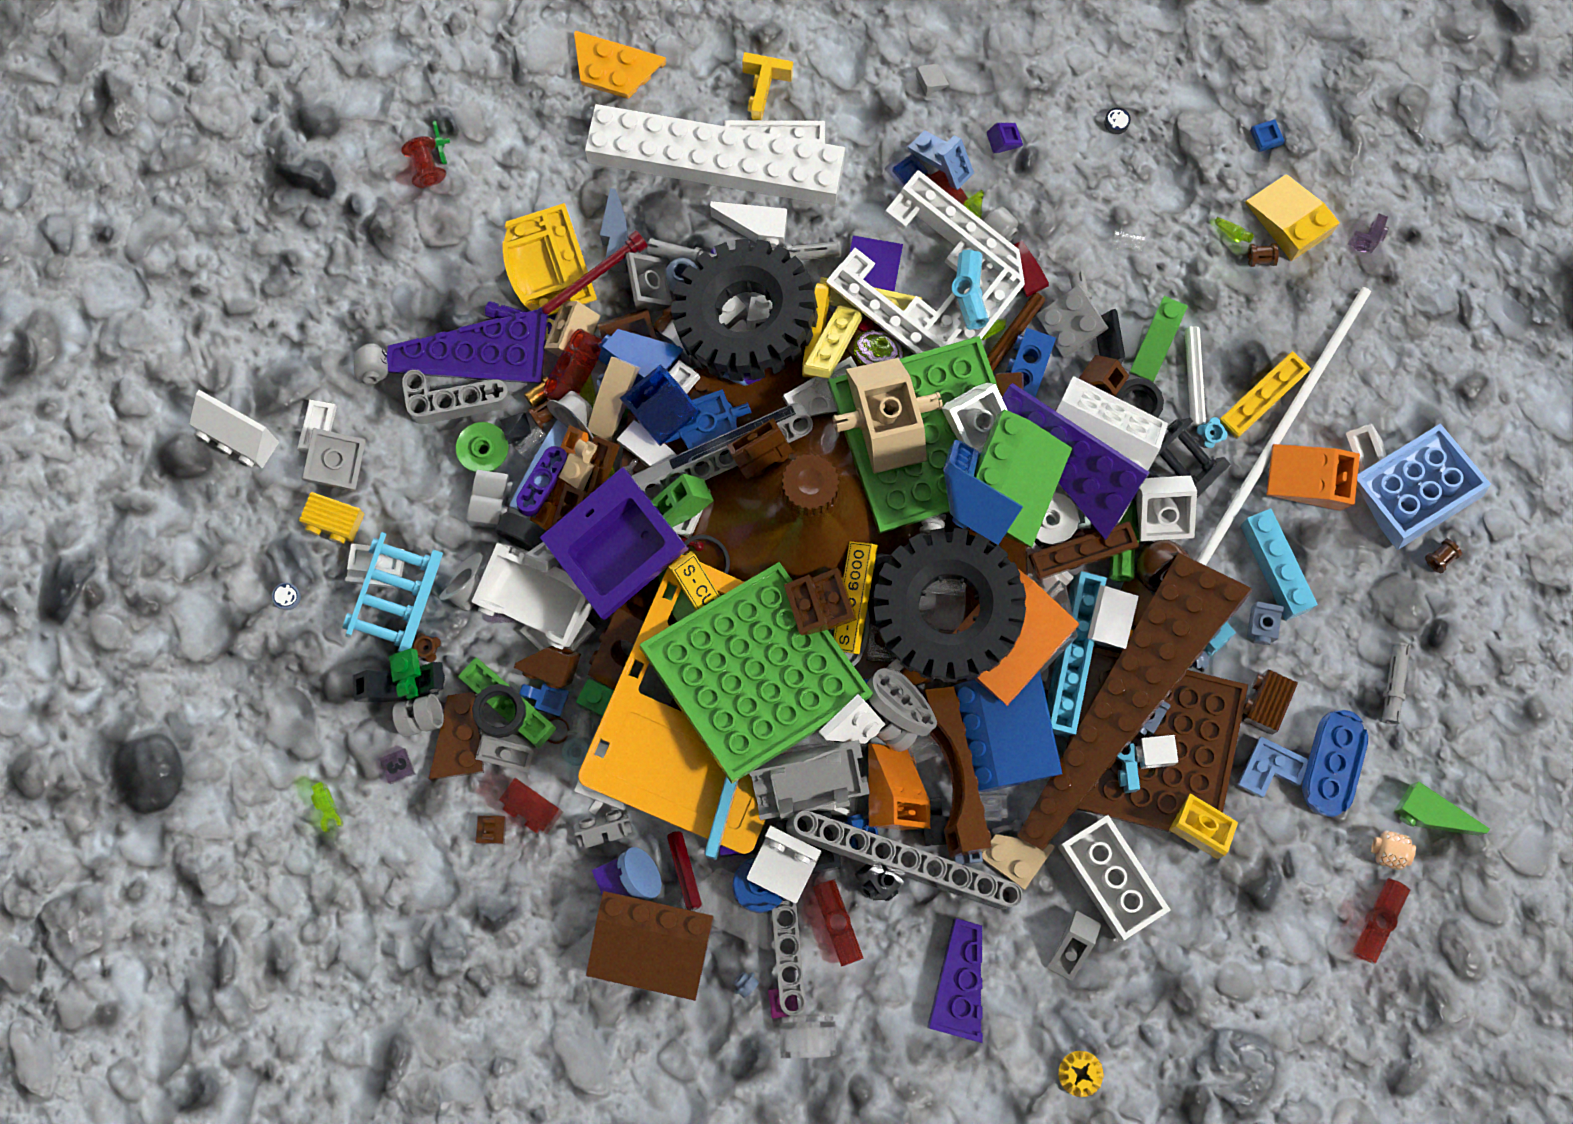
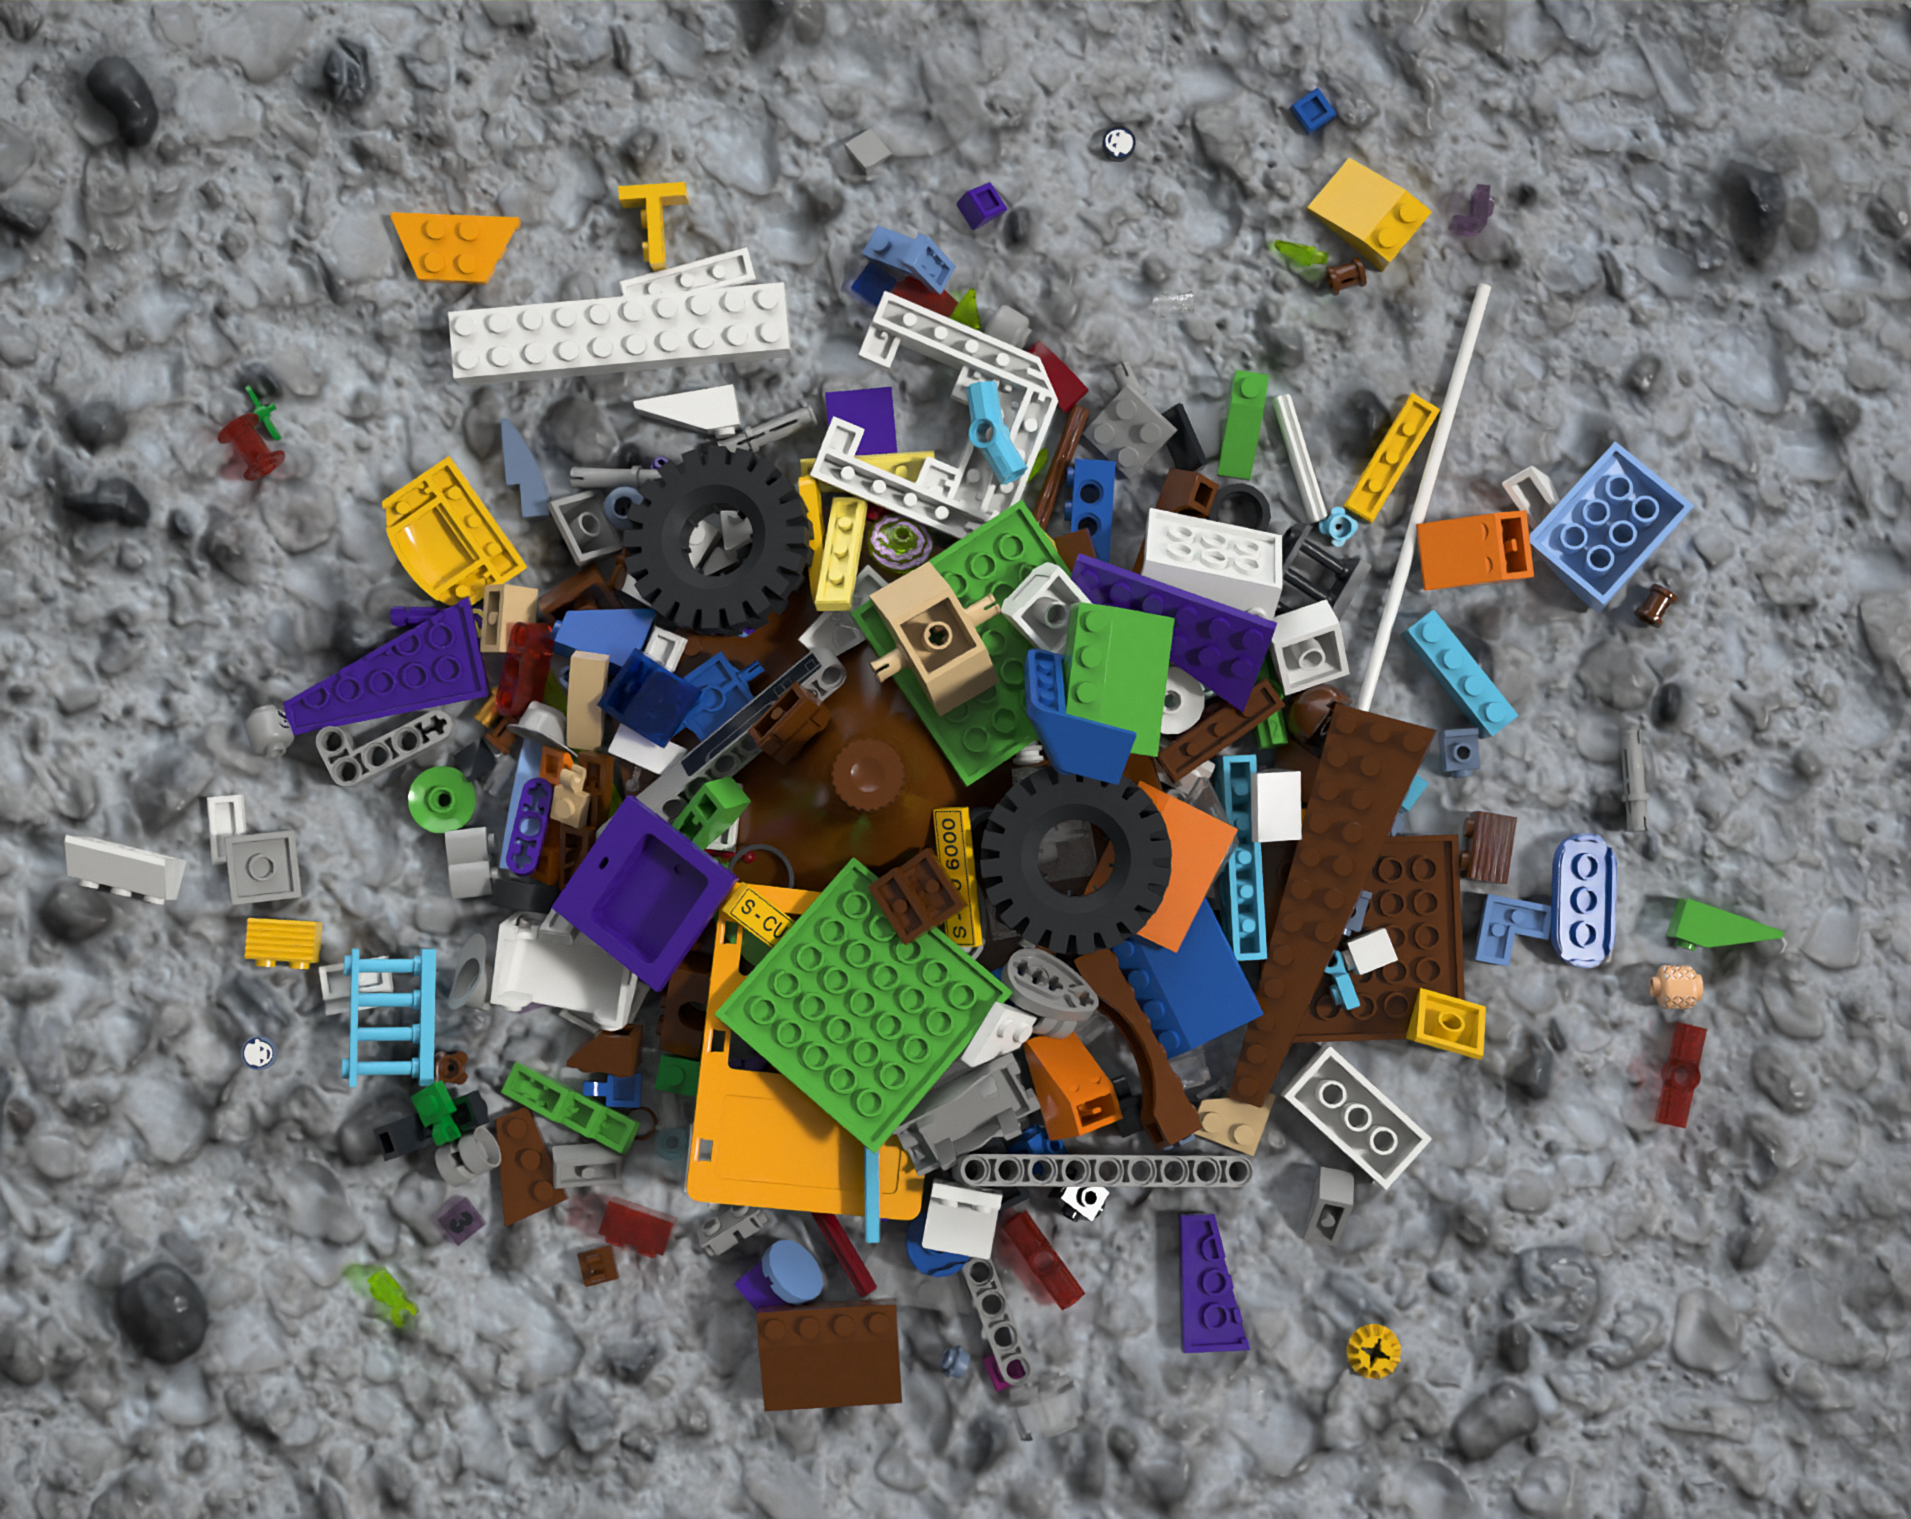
camera: 20 degrees left, 10 degrees up
(484, 696) = (539, 1127): black tyre -> none
(633, 244) = (552, 488): dark red piece -> none

